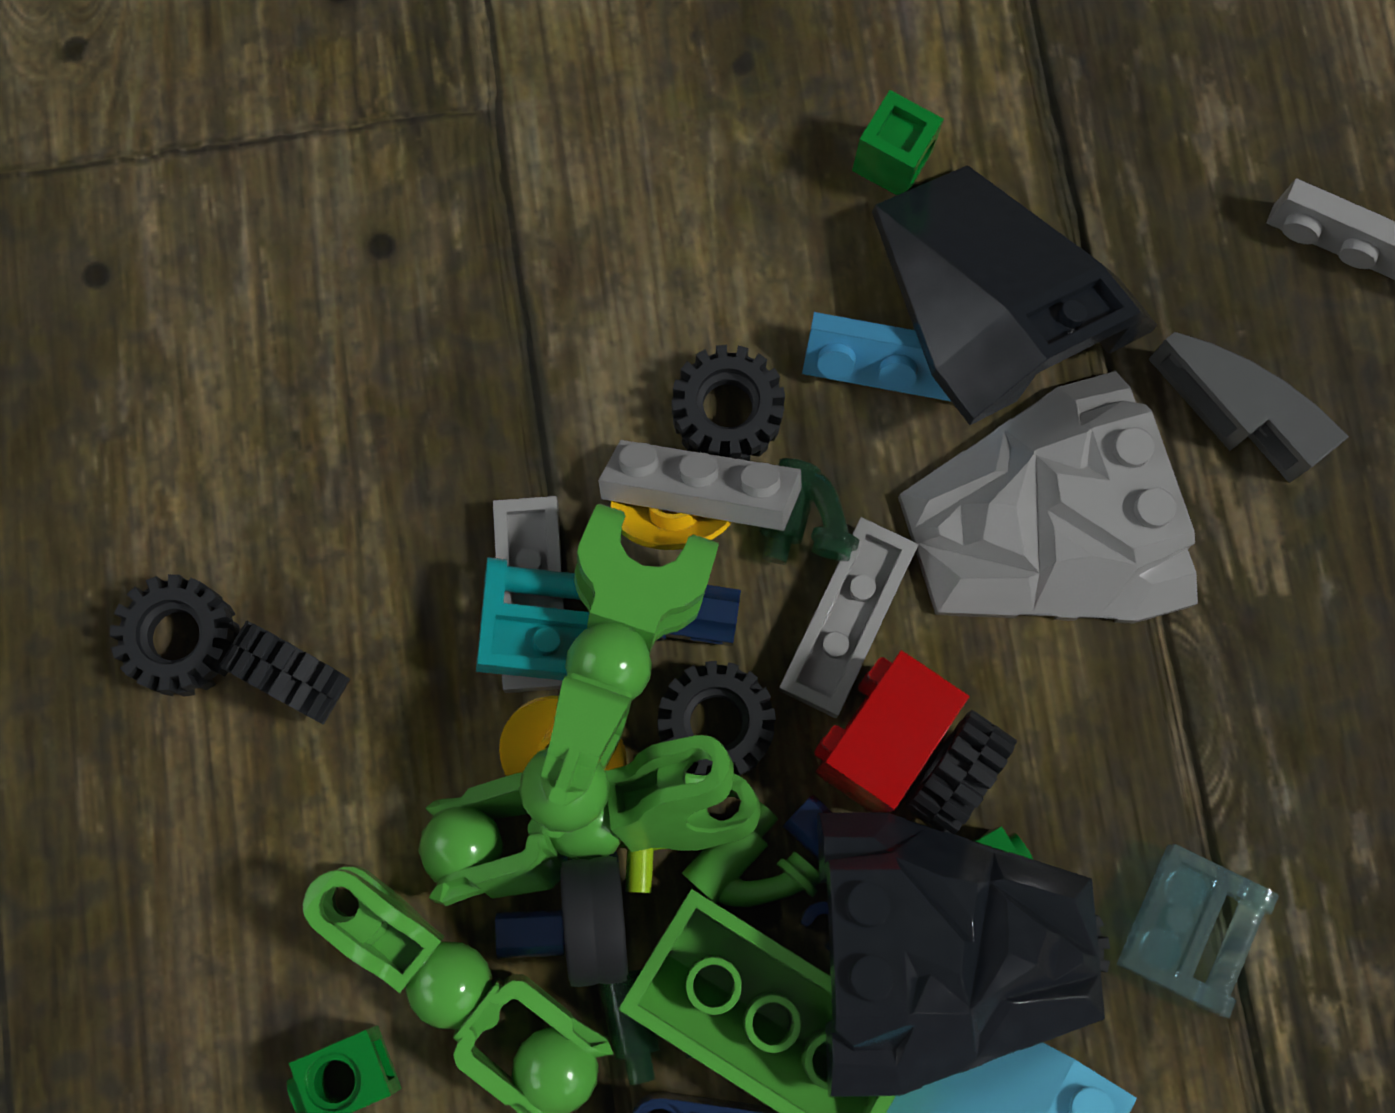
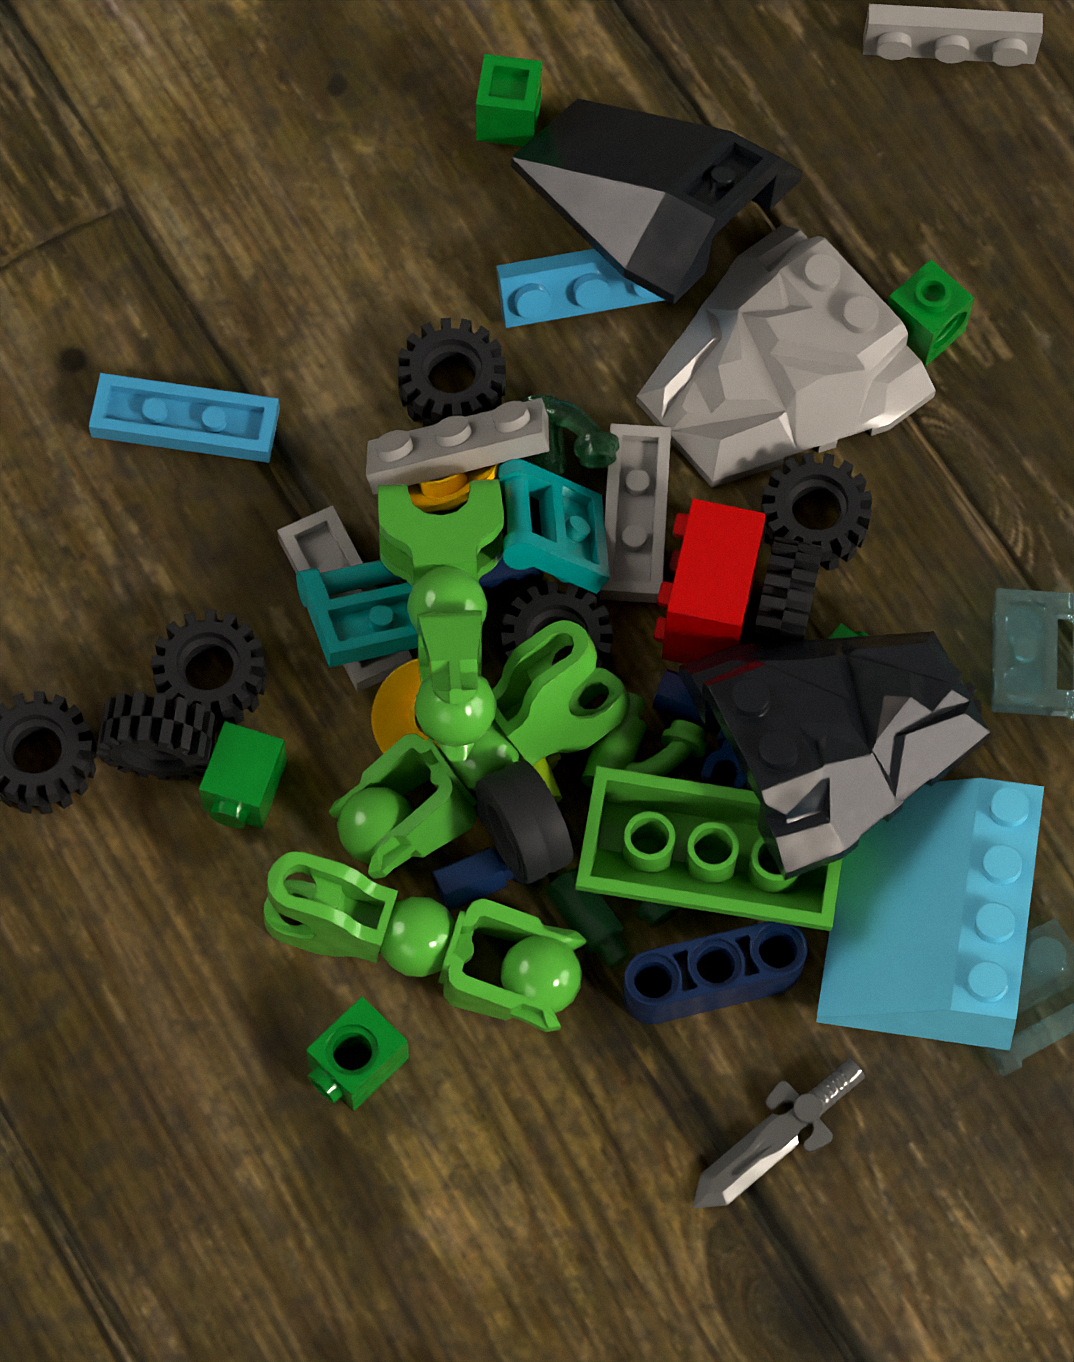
camera: 20 degrees left, 10 degrees down
(349, 585) = (218, 636): none -> black tyre
(354, 742) = (242, 776): none -> green brick
(455, 348) = (184, 417): none -> dark azure plate
(774, 615) = (571, 526): none -> teal plate
(1055, 661) = (822, 480): none -> black tyre
(1228, 522) = (932, 310): none -> green brick
(1248, 401) = (907, 207): dark grey slope -> none

